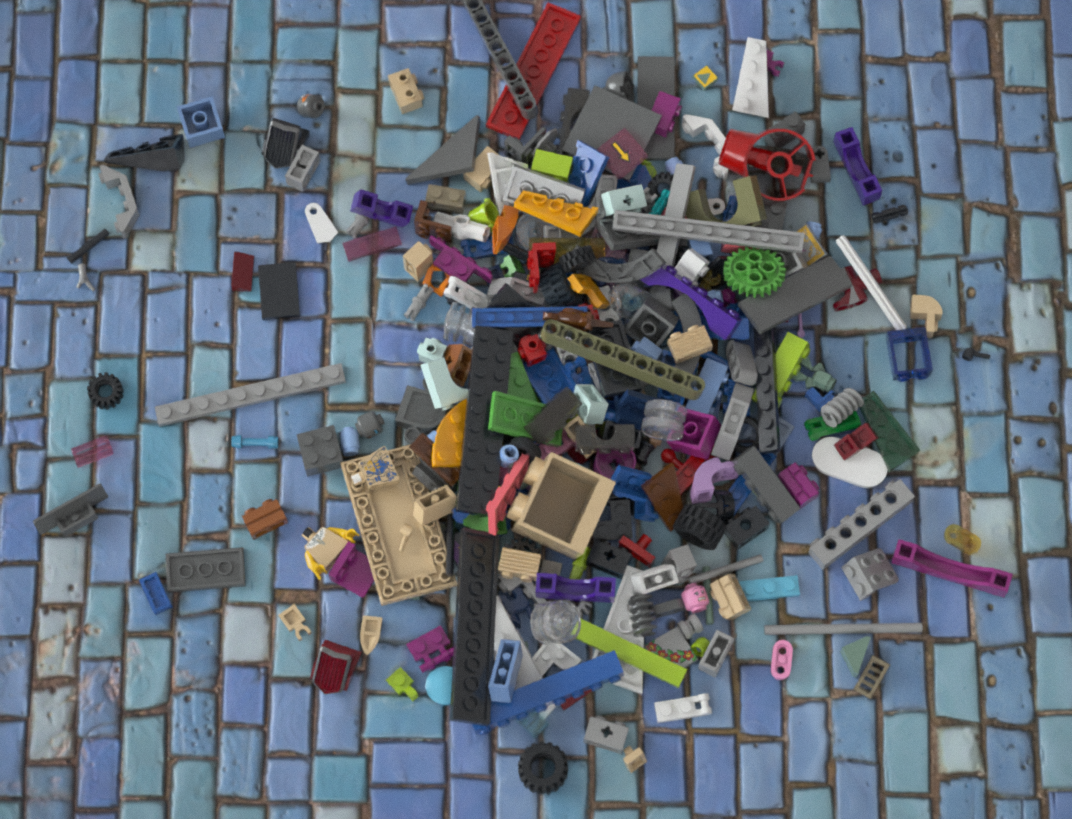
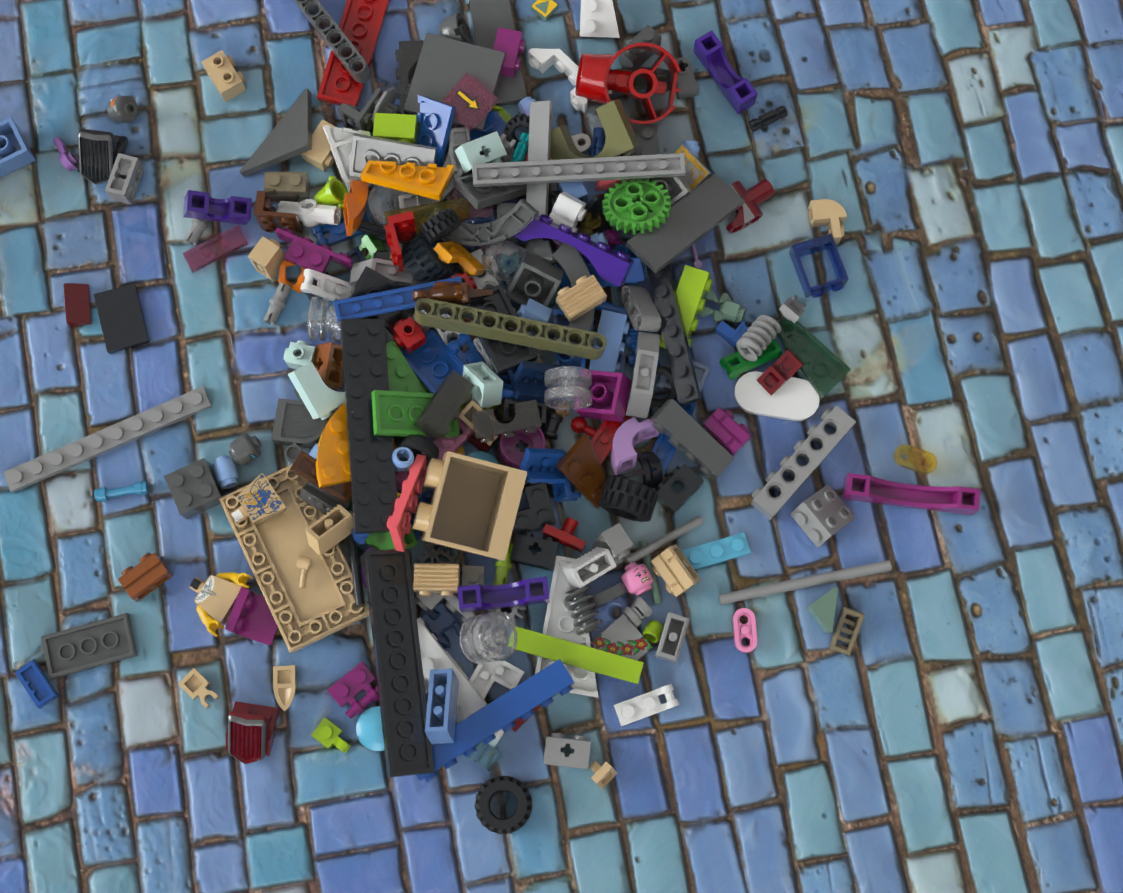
camera: 10 degrees left, 5 degrees up
(254, 142) = (67, 159): none -> medium lavender plate
(320, 224) = (155, 237): white piece -> none
(870, 283) = (763, 196): white axle -> none
(877, 387) = (792, 309): none -> light grey plate
(969, 353) = (883, 253): black hand -> none

